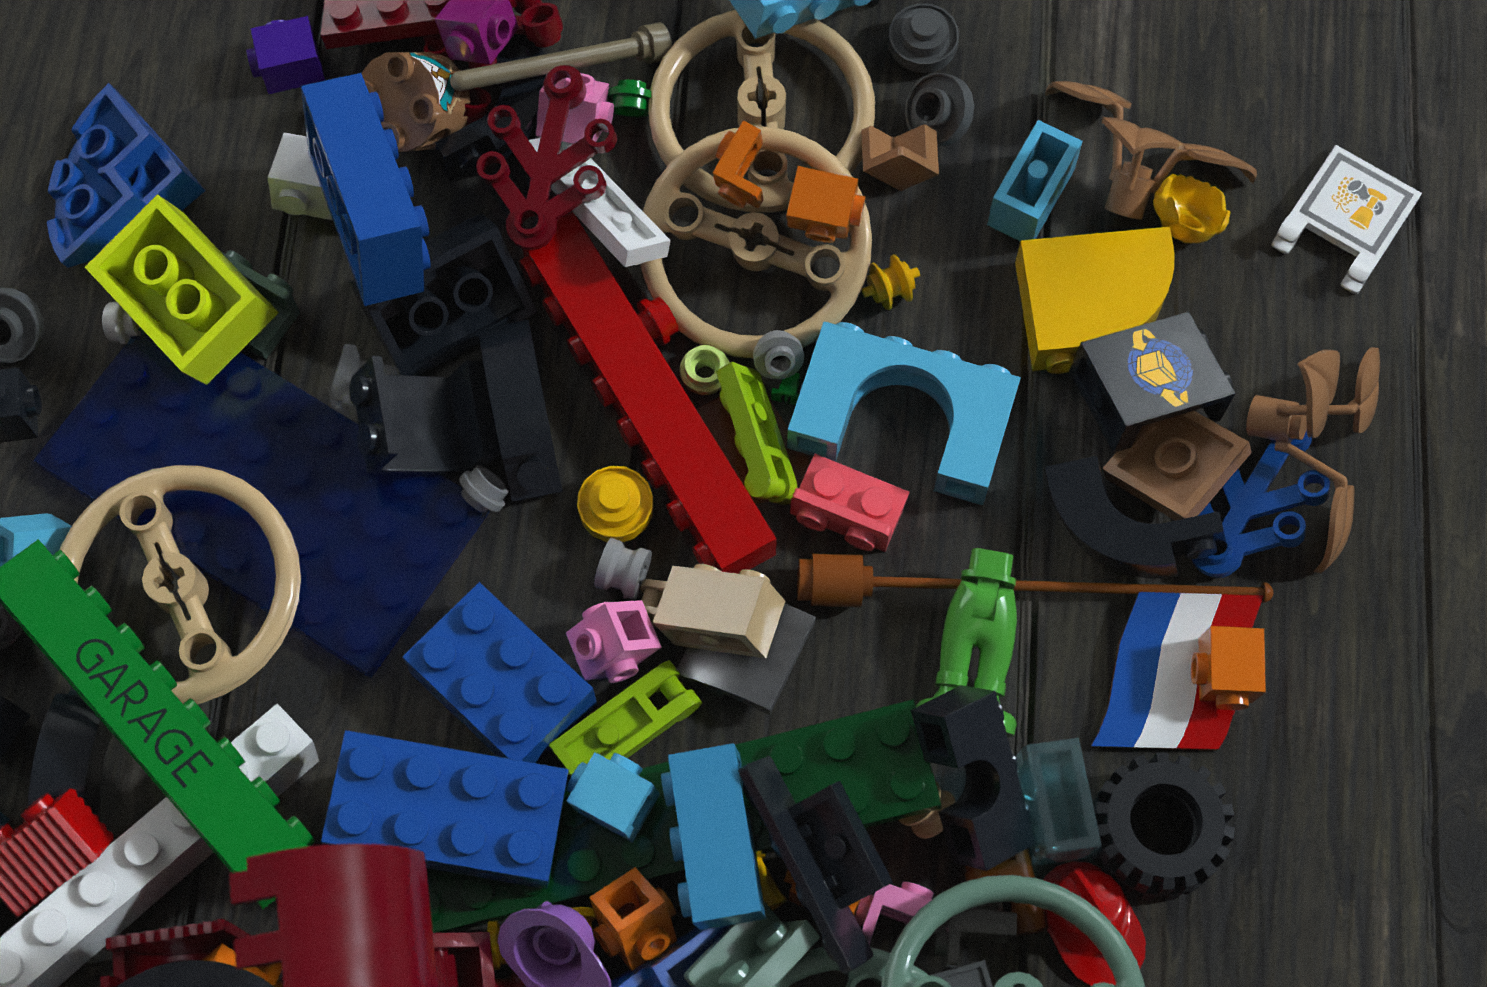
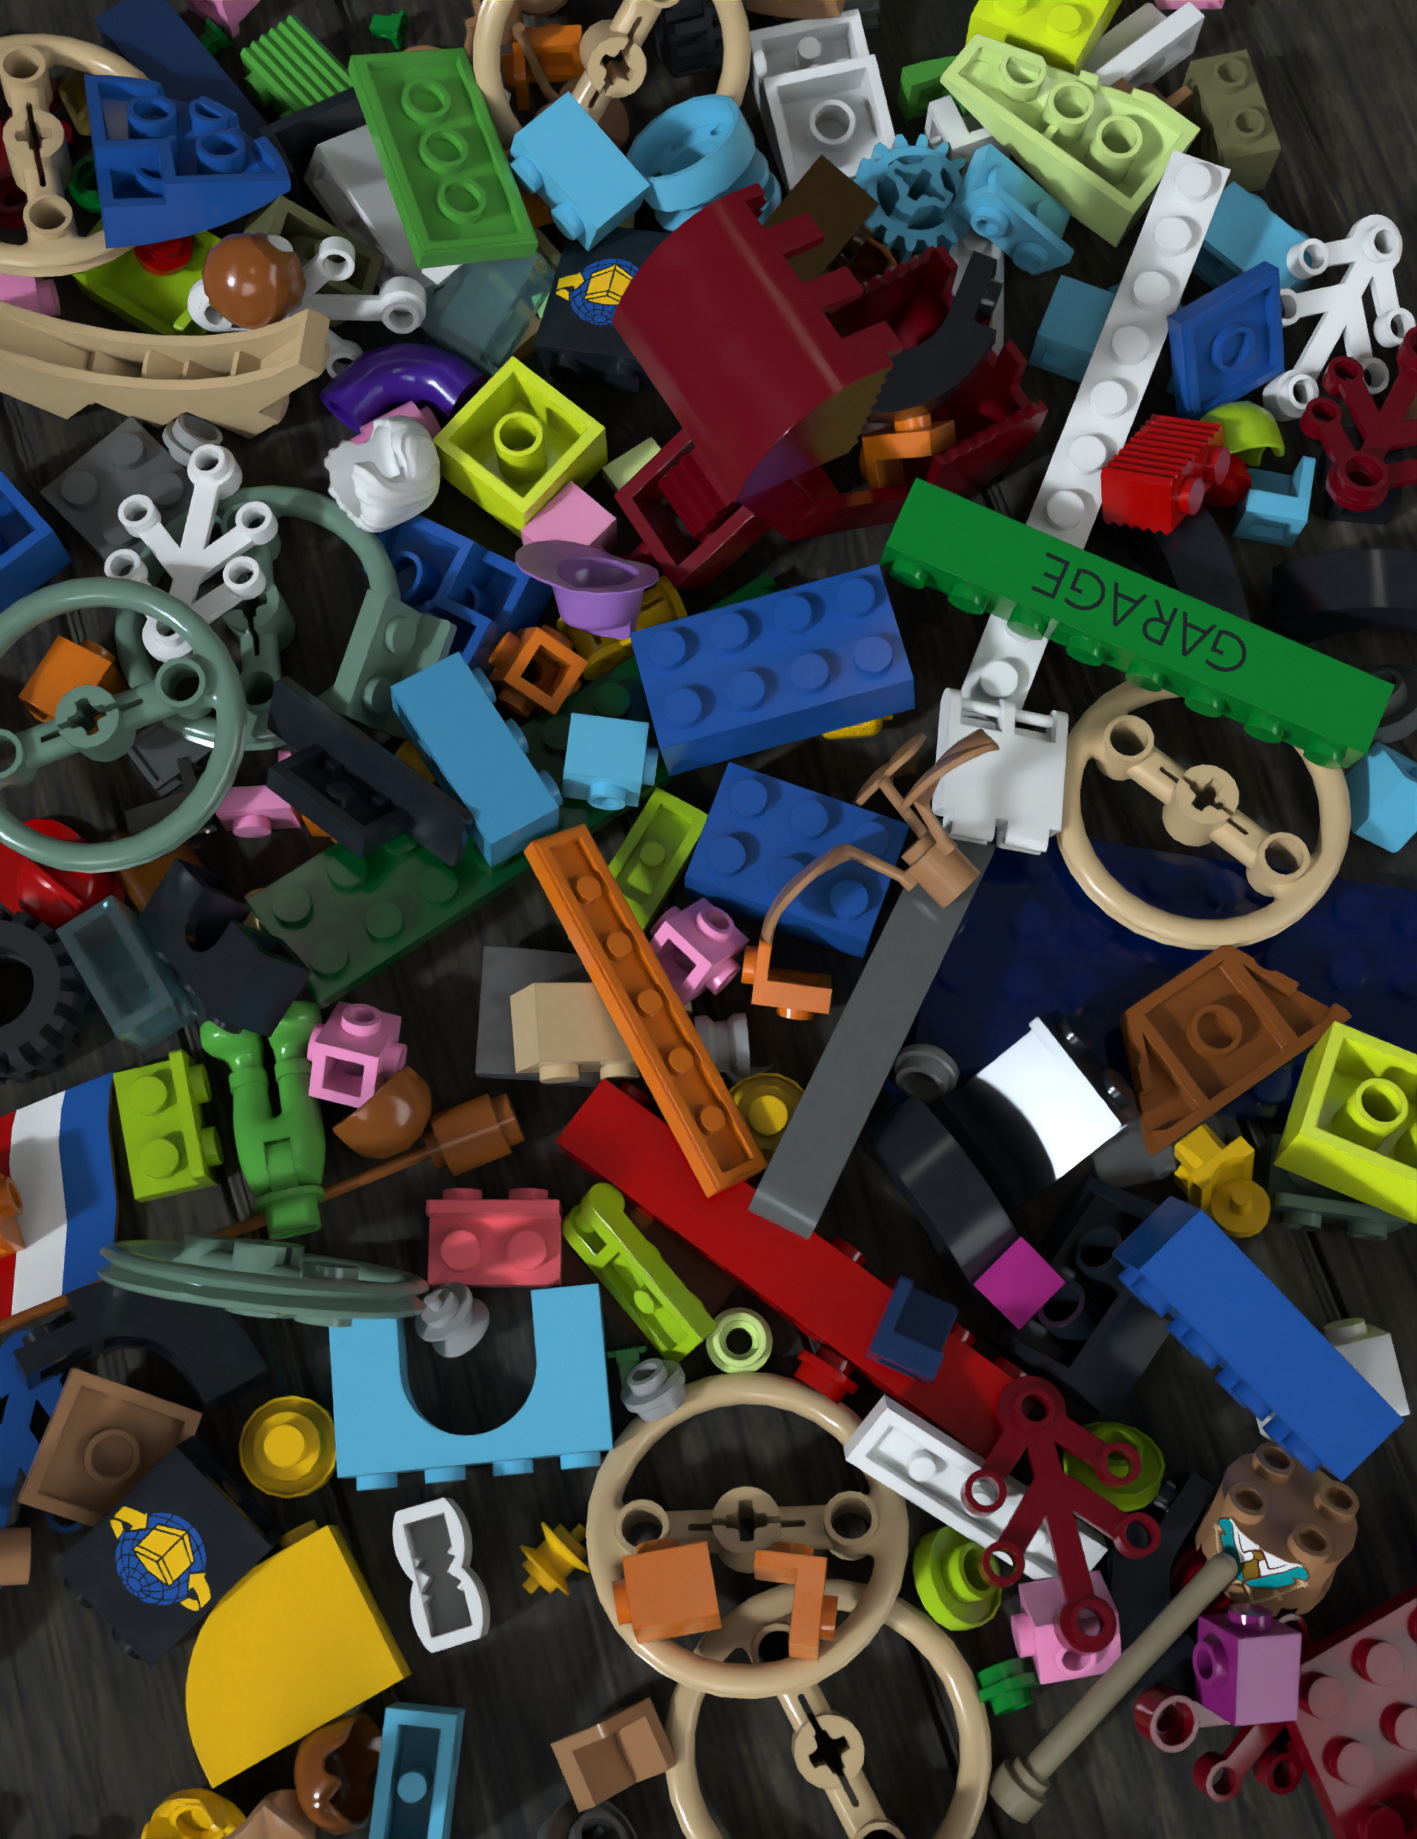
camera: 155 degrees right, 5 degrees up
(268, 412) = (1214, 1039): none -> dark orange wing
(313, 658) = (1005, 788): none -> white plate
(320, 318) = (1221, 1182): none -> yellow hips
(365, 615) = (932, 859): none -> medium nougat plant
(481, 198) = (1143, 1488): none -> lime plate
(494, 316) = (1019, 1283): none -> dark pink tile
(501, 521) = (861, 1054): none -> dark grey beam
(553, 591) = (793, 992): none -> orange bracket
(589, 303) = (912, 1332): none -> dark blue panel
(633, 163) = (950, 1580): none -> lime plate
(669, 601) = (646, 1009): none -> orange tile
(893, 614) = (389, 1118): none -> dark orange hair
(900, 666) = (354, 1054): none -> bright pink brick
(901, 458) = (452, 1320): none -> light grey wheel
(971, 295) = (446, 1593): none -> white brick
(1026, 490) = (263, 1279): none -> sand green piece
(1047, 423) = (289, 1447): none -> yellow plate
(1064, 684) = (167, 1127): none -> lime bracket
(1088, 208) = (336, 1772): none -> dark orange hair

